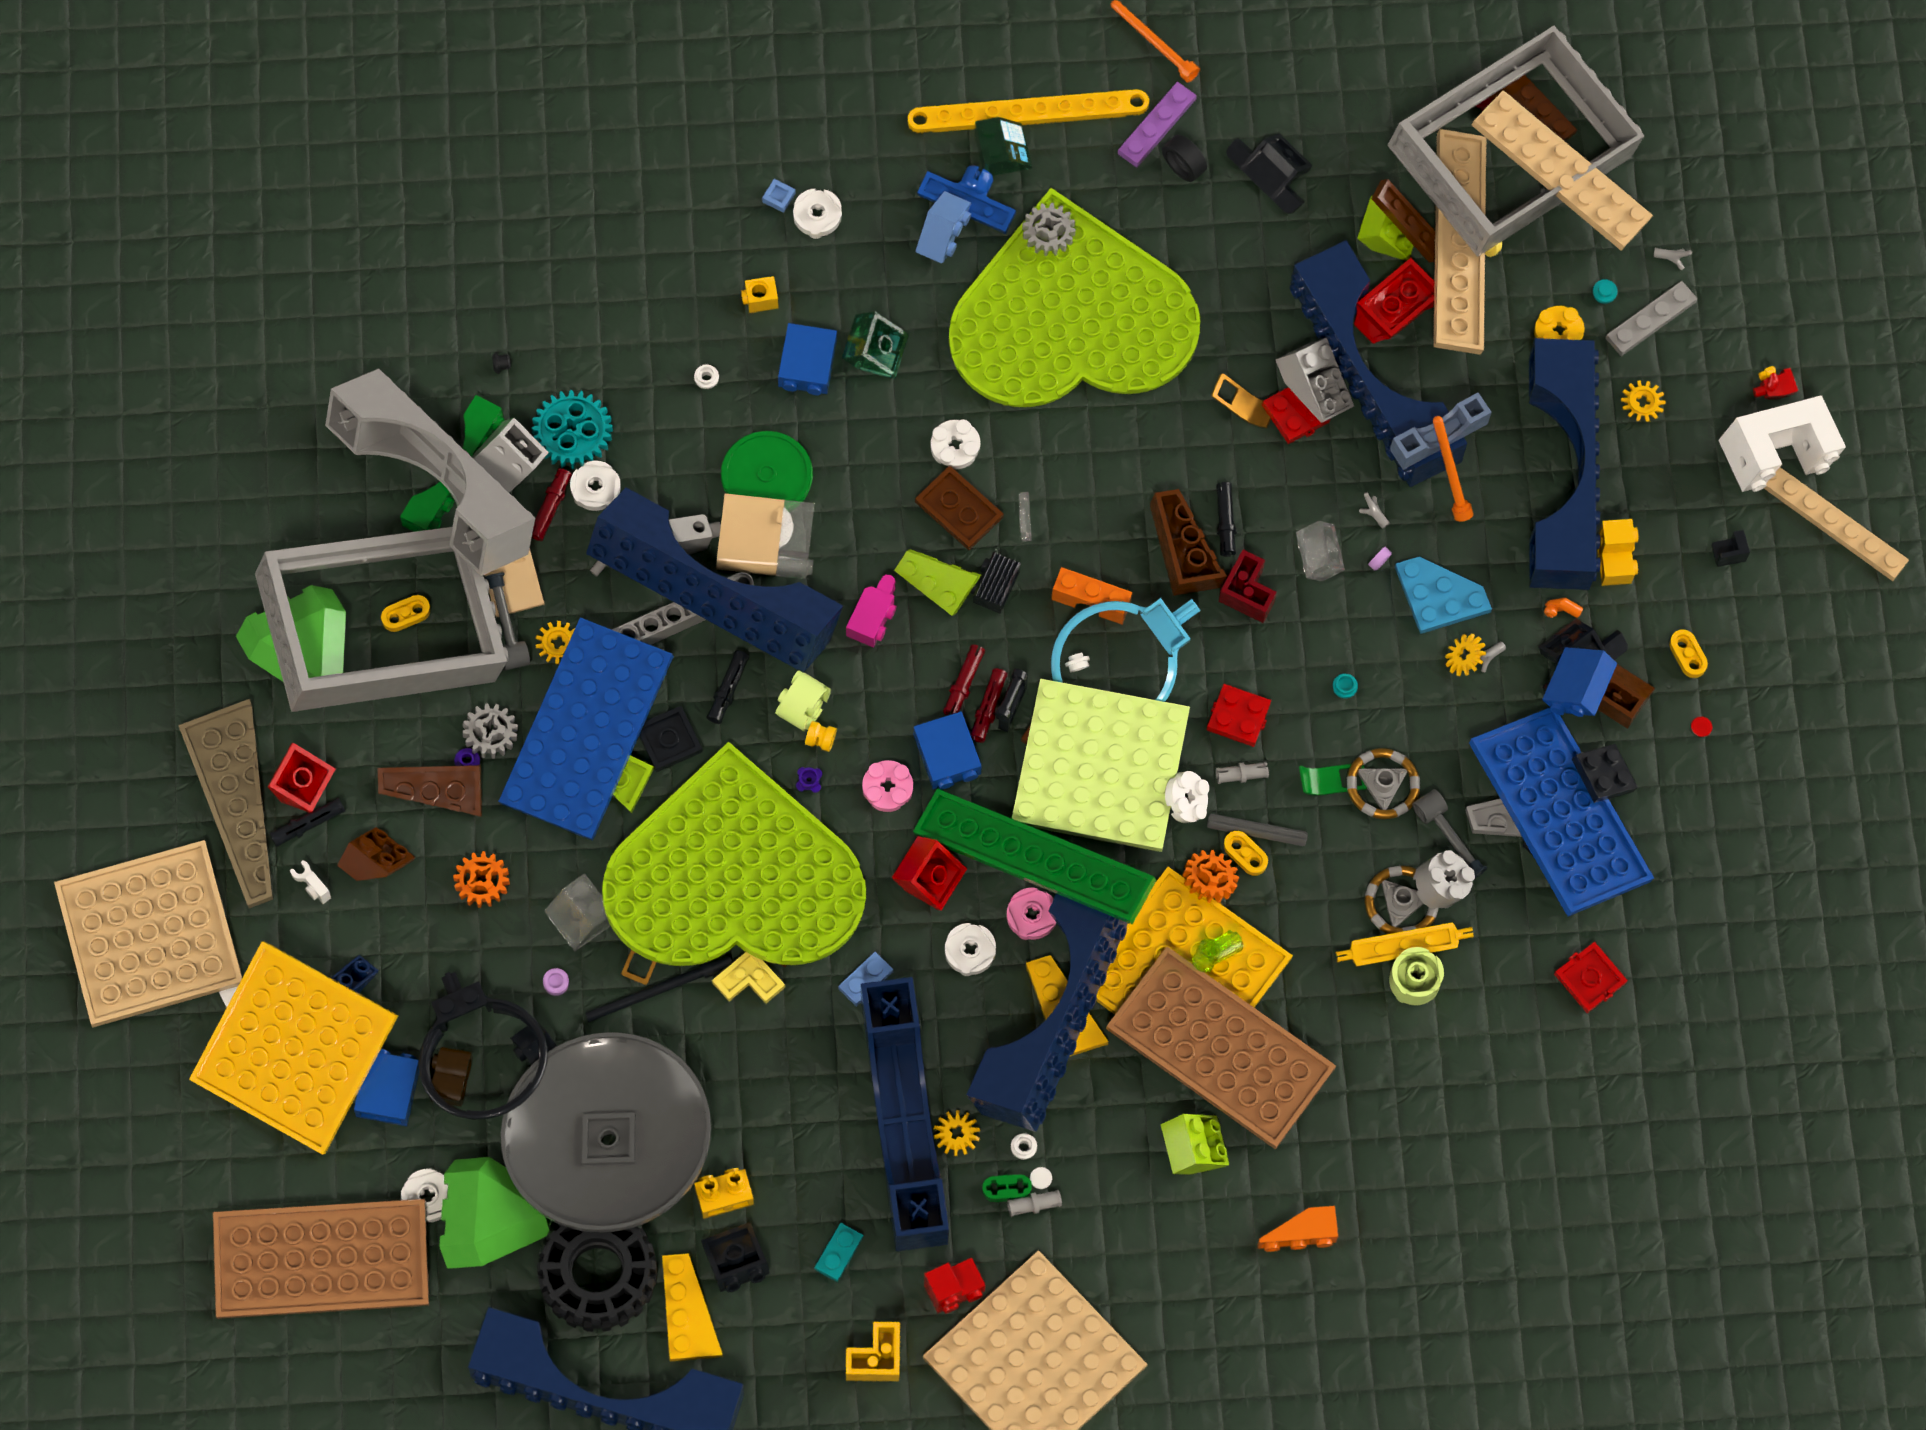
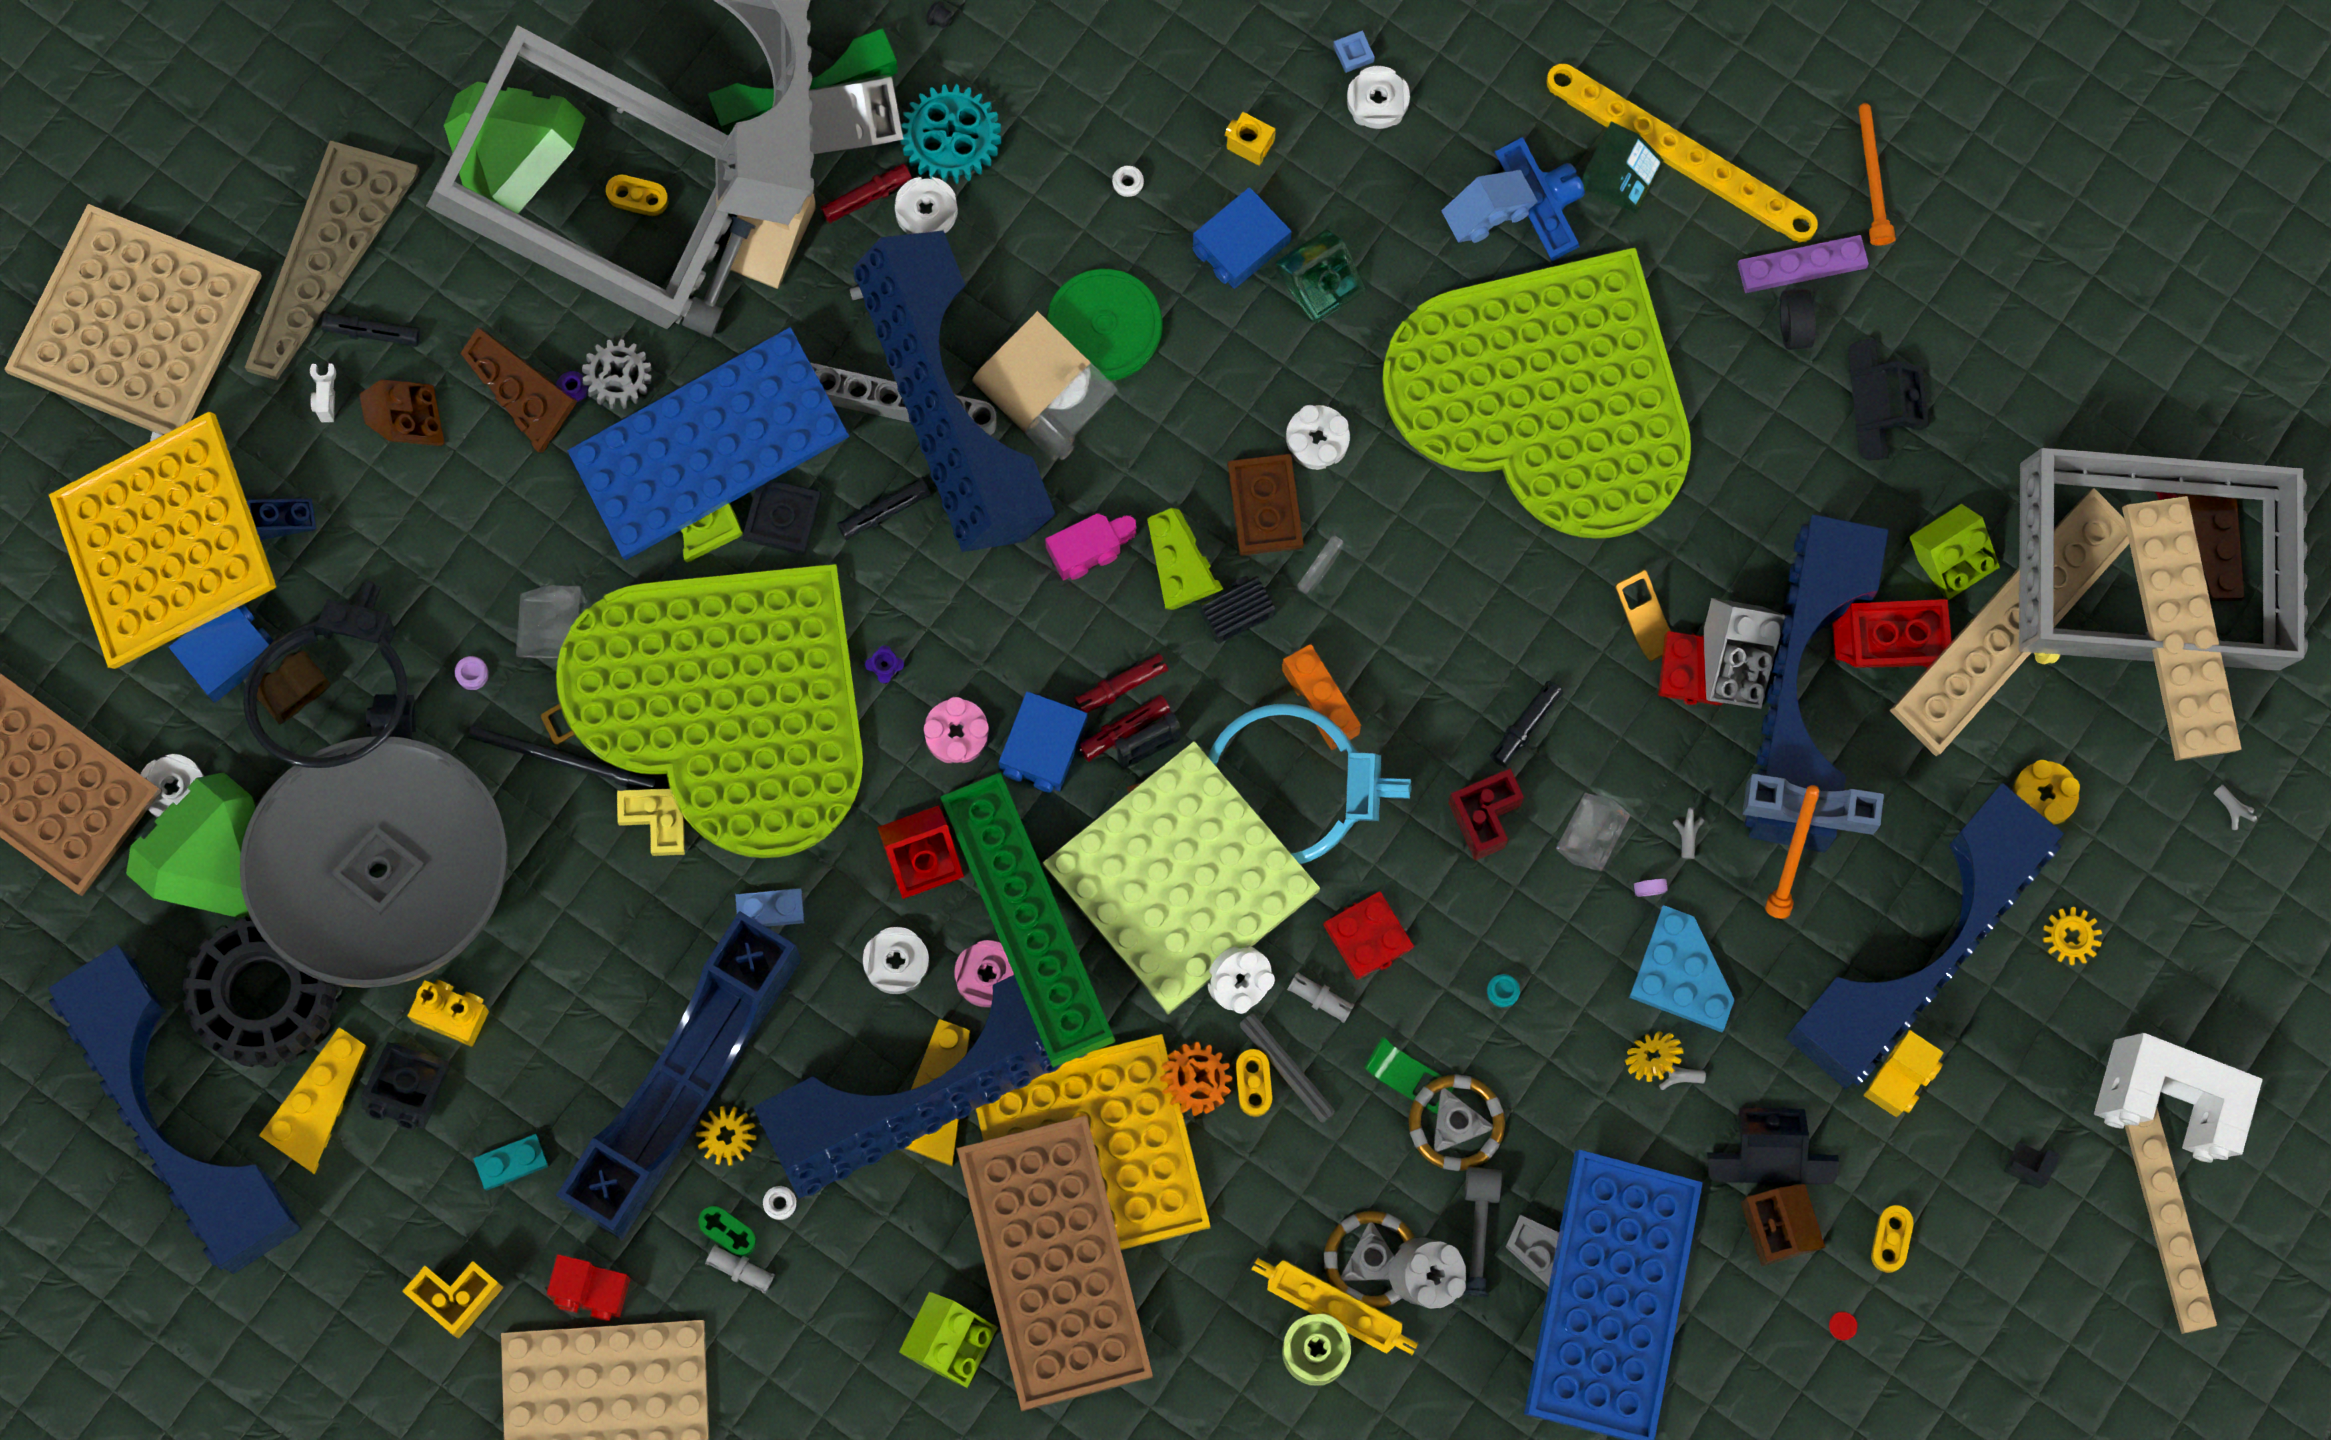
camera: 40 degrees right, 5 degrees up
(300, 779) = (396, 280): red slope -> none
(473, 886) = (471, 515): orange gear -> none
(552, 634) = (757, 323): yellow gear -> none
(694, 532) = (963, 319): light grey torso -> none
(802, 701) = (939, 580): yellowish green brick -> none
(820, 736) = (931, 629): yellow wheel -> none
(1041, 236) = (1582, 282): light grey gear -> none
(1041, 1178) = (771, 1248): white sticker -> none
(1077, 662) = (1250, 754): white plate -> none
(1185, 552) = (1454, 726): reddish brown wedge -> none
(1216, 950) = (1134, 1160): clear neon green piece -> none
(1406, 218) = (1973, 553): reddish brown plate -> none
(1562, 604) = (1802, 1083): orange arm -> none
(1579, 681) = (1742, 1180): blue brick -> none
(1604, 773) = (1694, 1294): black plate -> none
(1605, 291) = (2129, 790): teal plate -> none
(1651, 318) = (2155, 856): light grey plate -> none
(1775, 385) = (2227, 1029): red piece -> none

